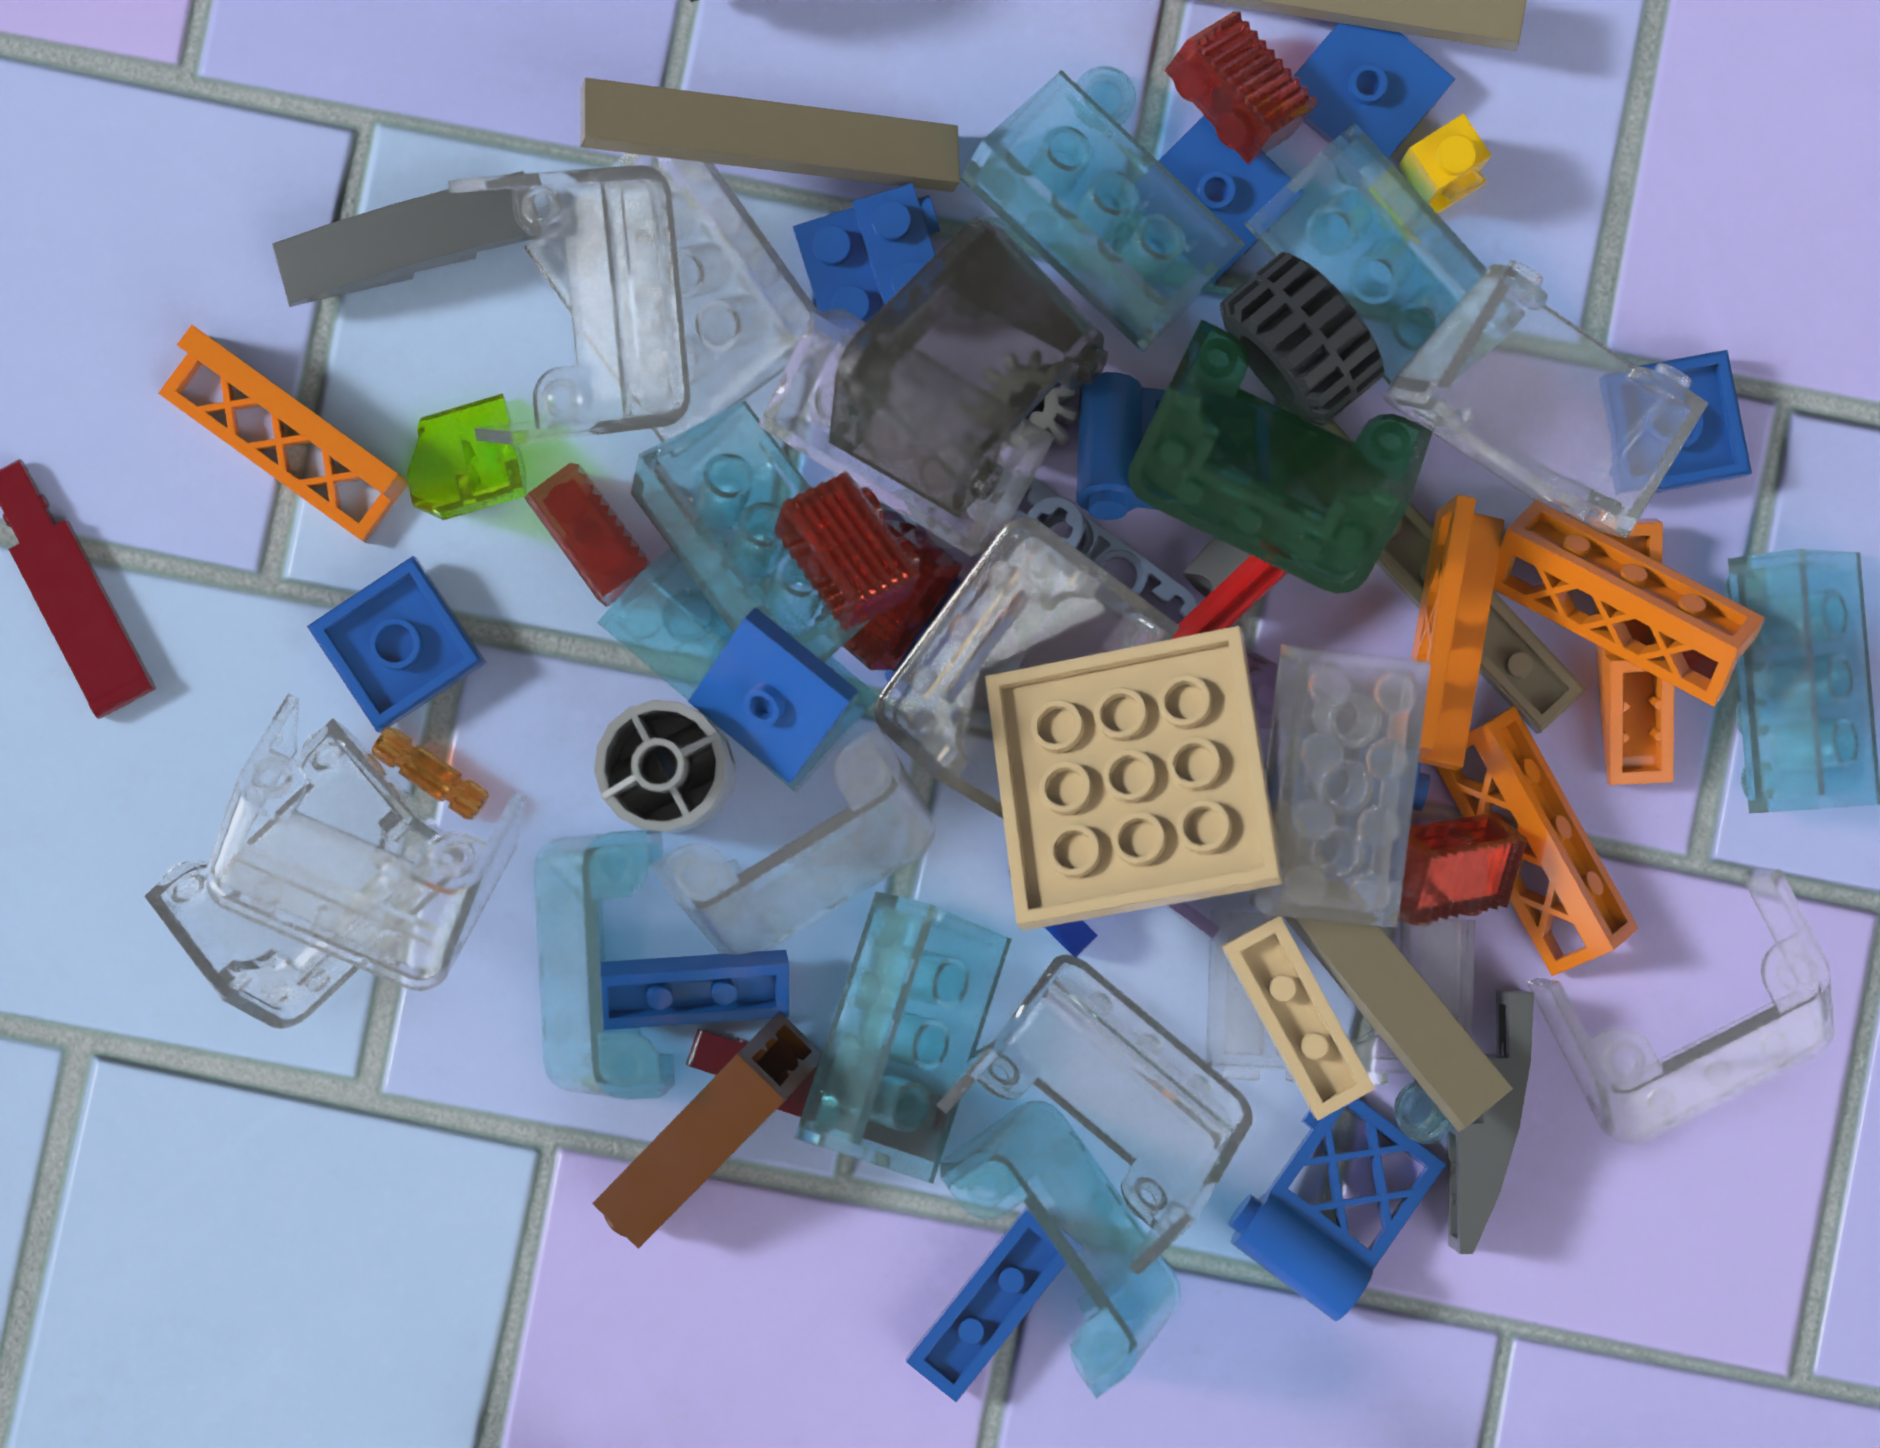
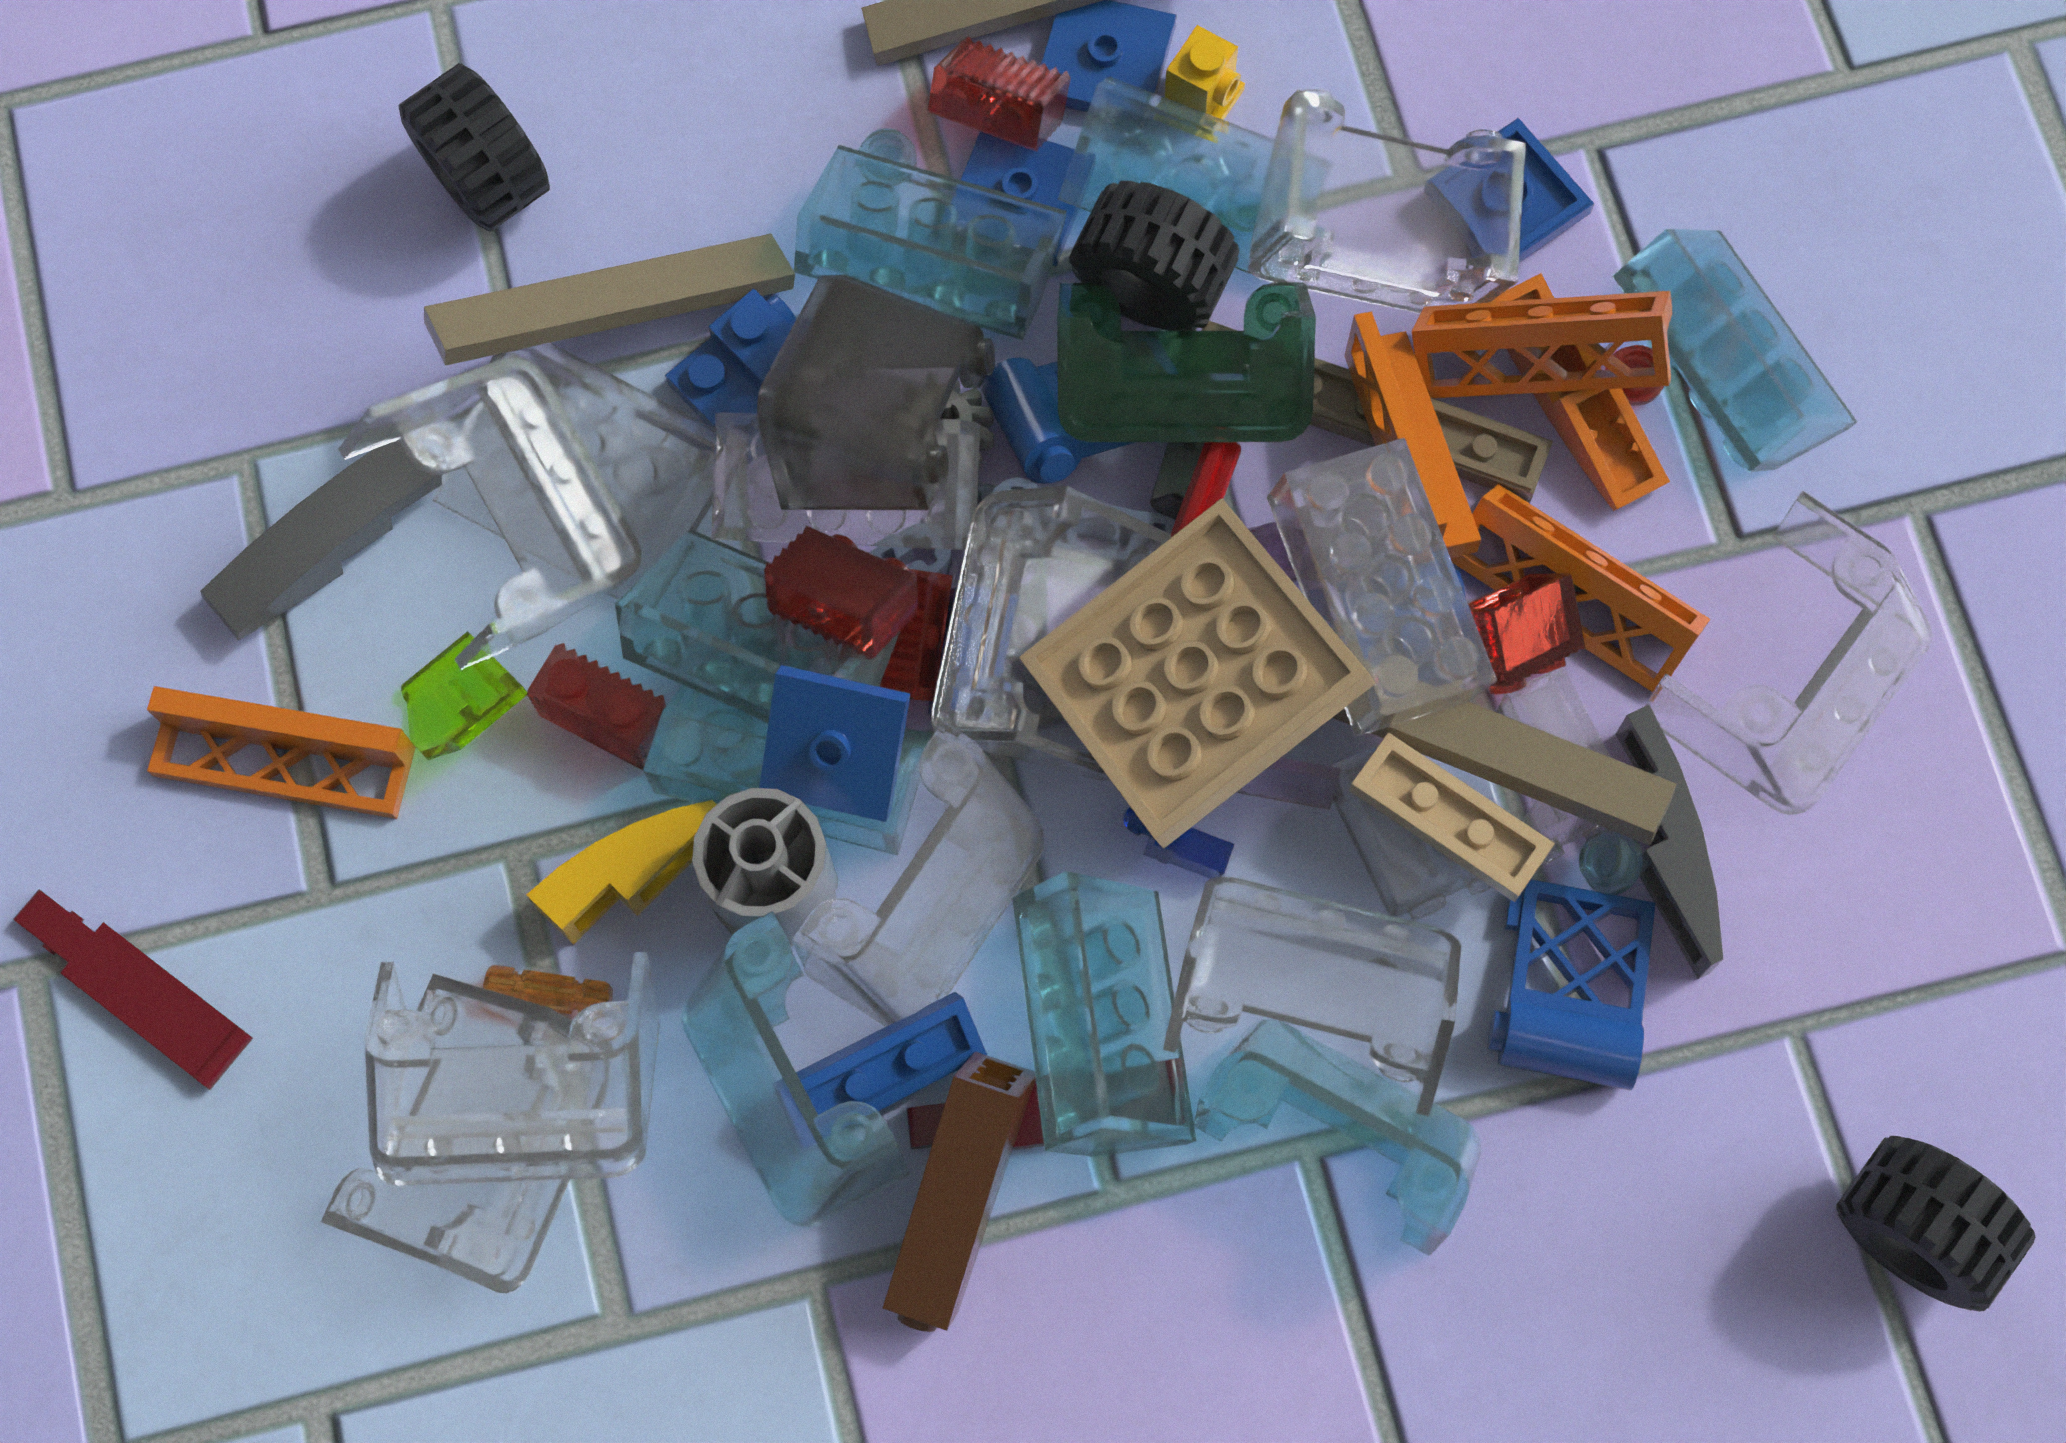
camera: 20 degrees left, 15 degrees down
(396, 644) = (464, 888): blue plate -> none
(545, 695) = (625, 866): none -> yellow slope
(987, 1307) = (1307, 1231): blue plate -> none

